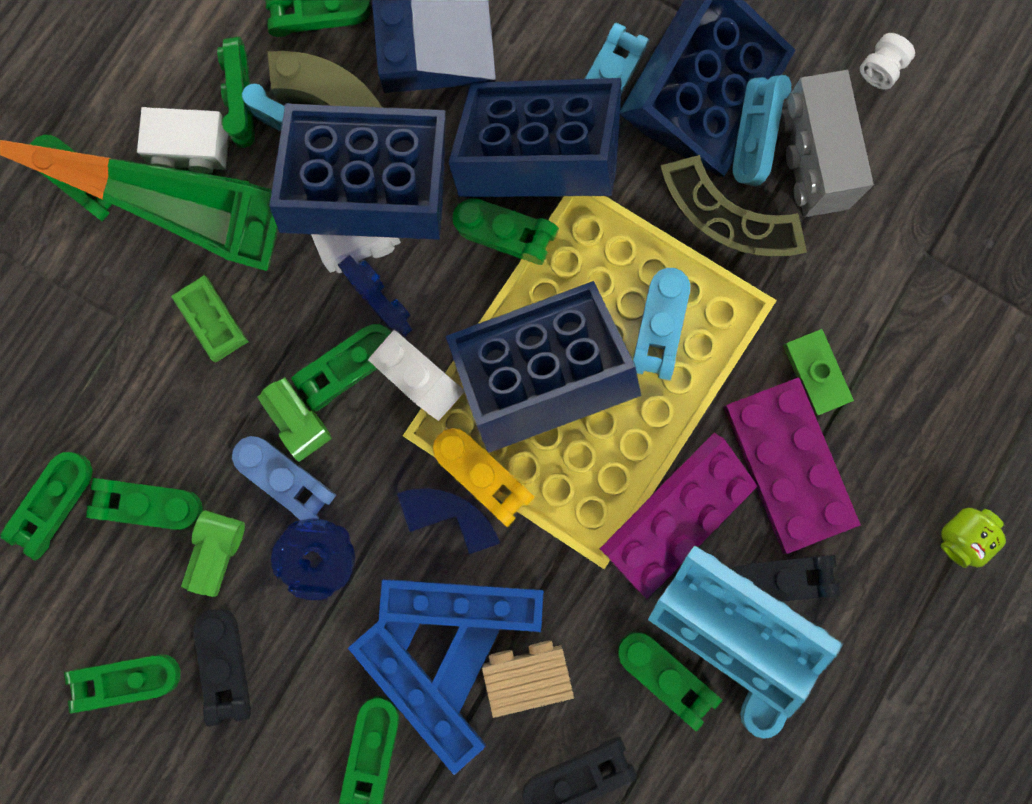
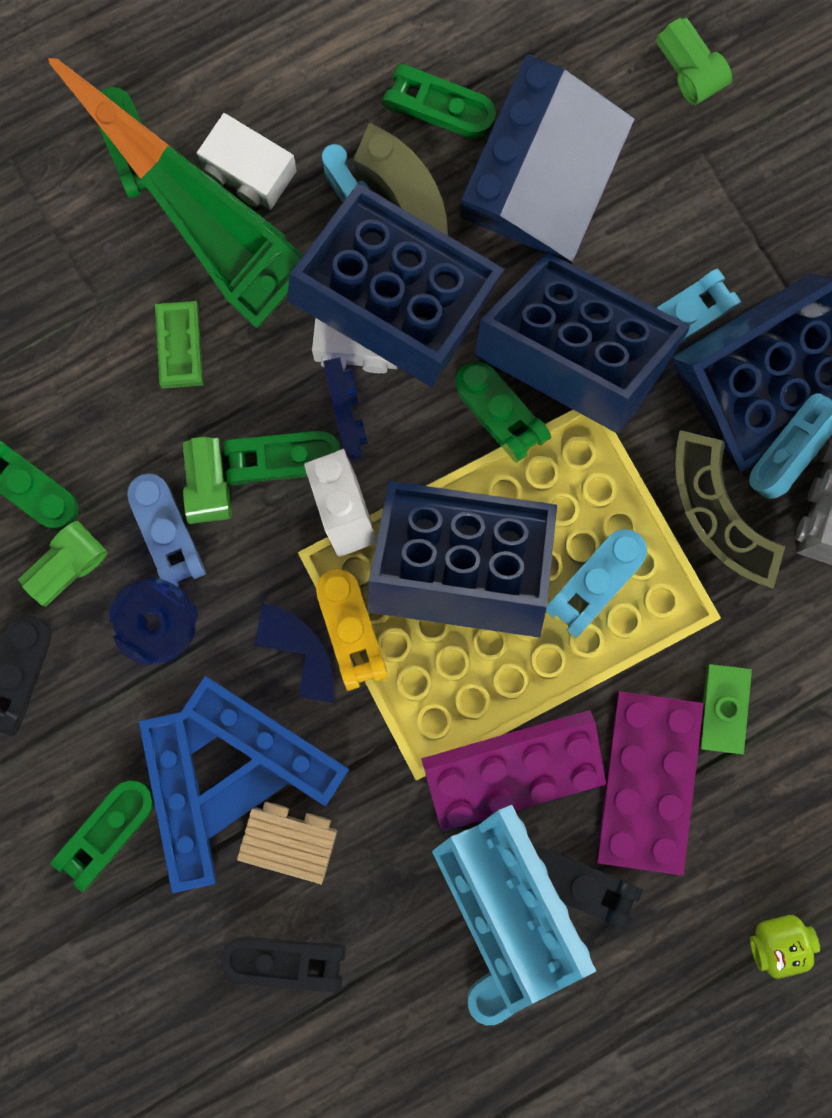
camera: 25 degrees right, 0 degrees up
(239, 120) = (307, 174): green plate -> none
(665, 677) = (419, 915): green plate -> none

